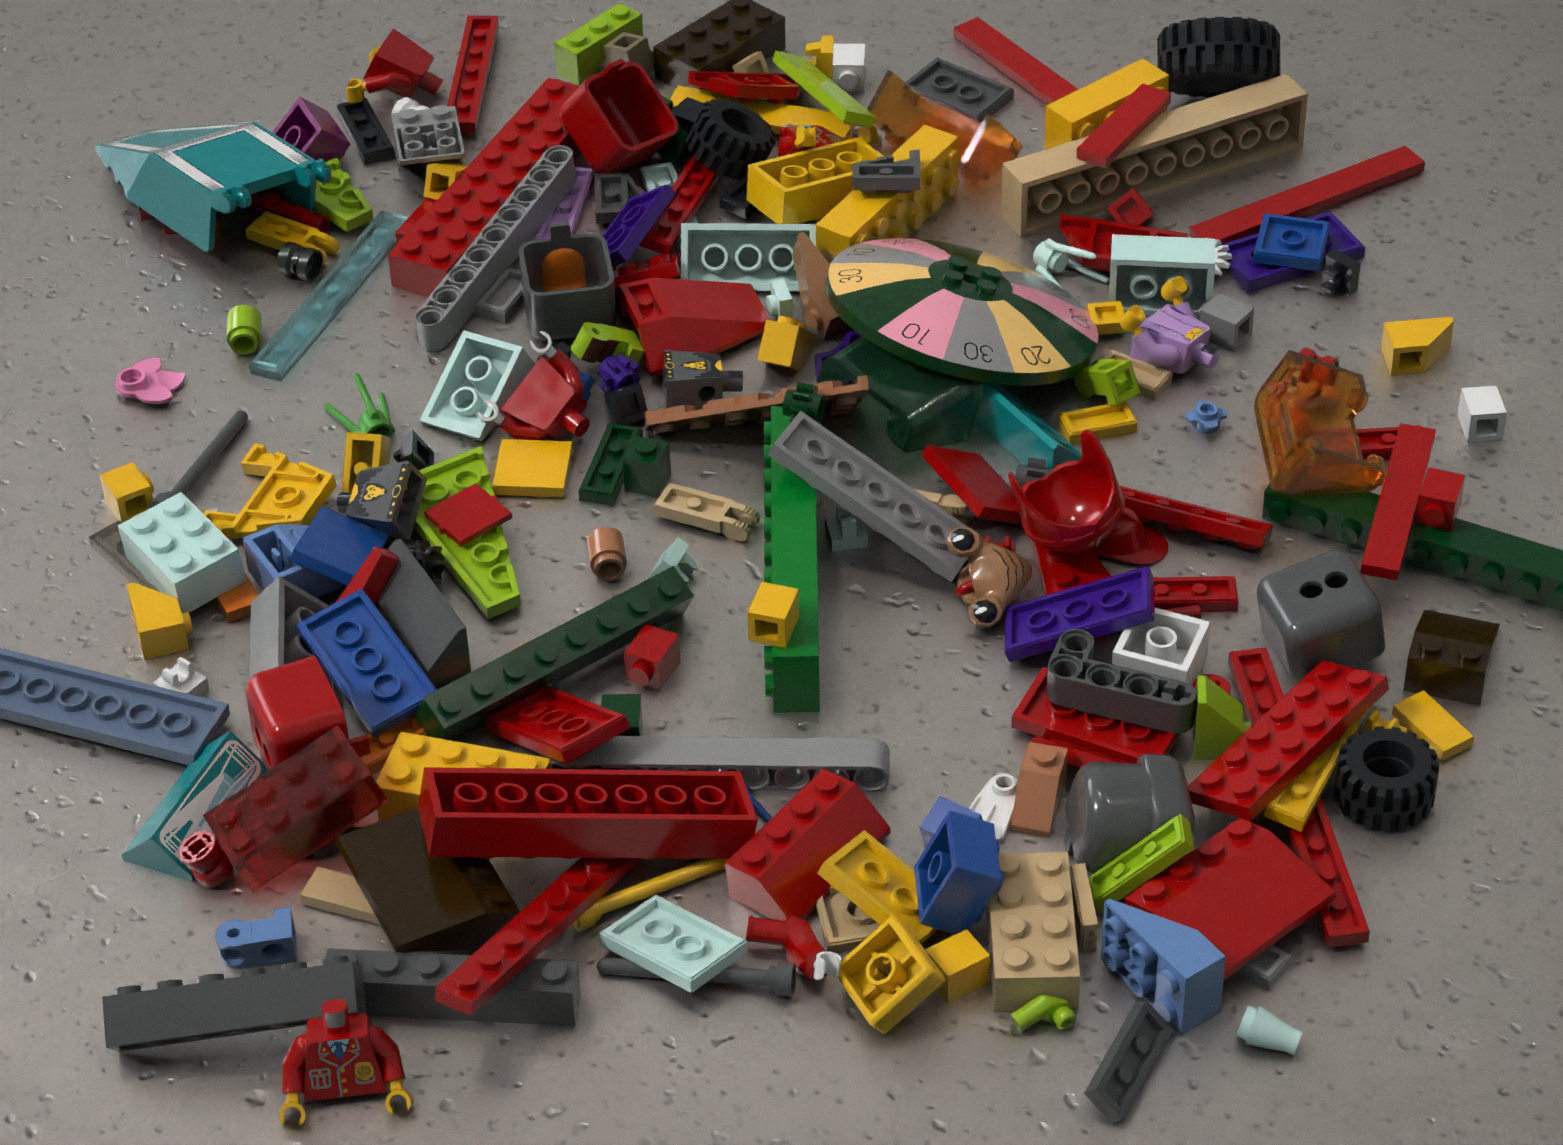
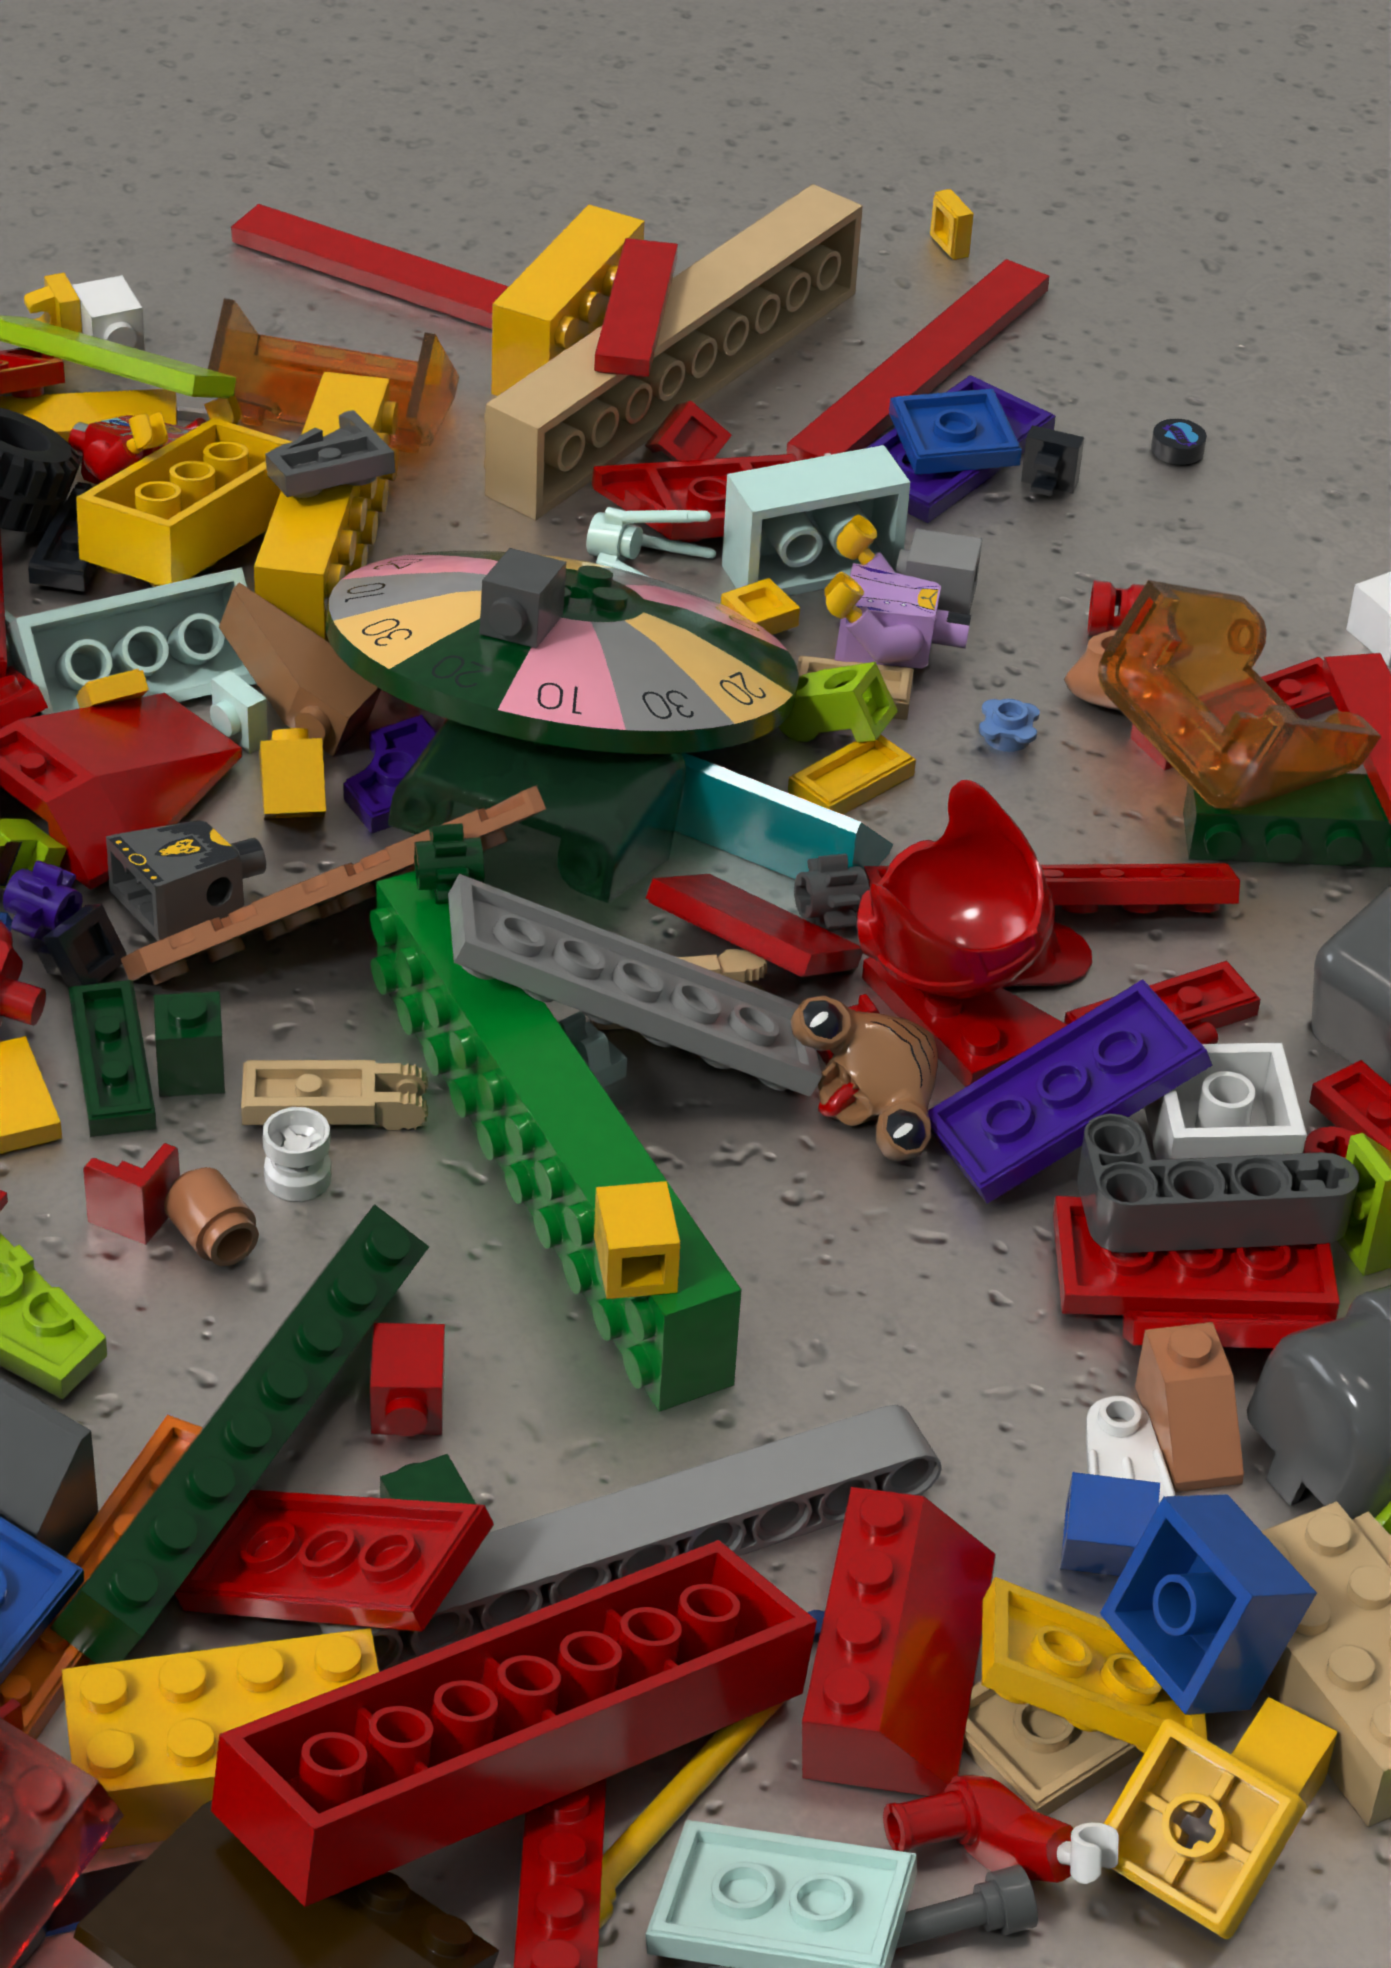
camera: 30 degrees left, 0 degrees up
(573, 534) = (131, 1197): none -> red panel
(664, 529) = (297, 1154): none -> white wheel
(676, 557) = (333, 1201): light aqua tile -> none
(718, 274) = (113, 689): none -> yellow tile
(923, 273) = (522, 597): none -> dark grey brick
(960, 89) = (303, 313): dark grey tile -> none
(1218, 54) = (699, 175): black tyre -> none
(1384, 116) = (951, 224): none -> yellow tile
(1415, 344) = (1224, 539): yellow slope -> none
(1433, 280) = (1178, 441): none -> black tile

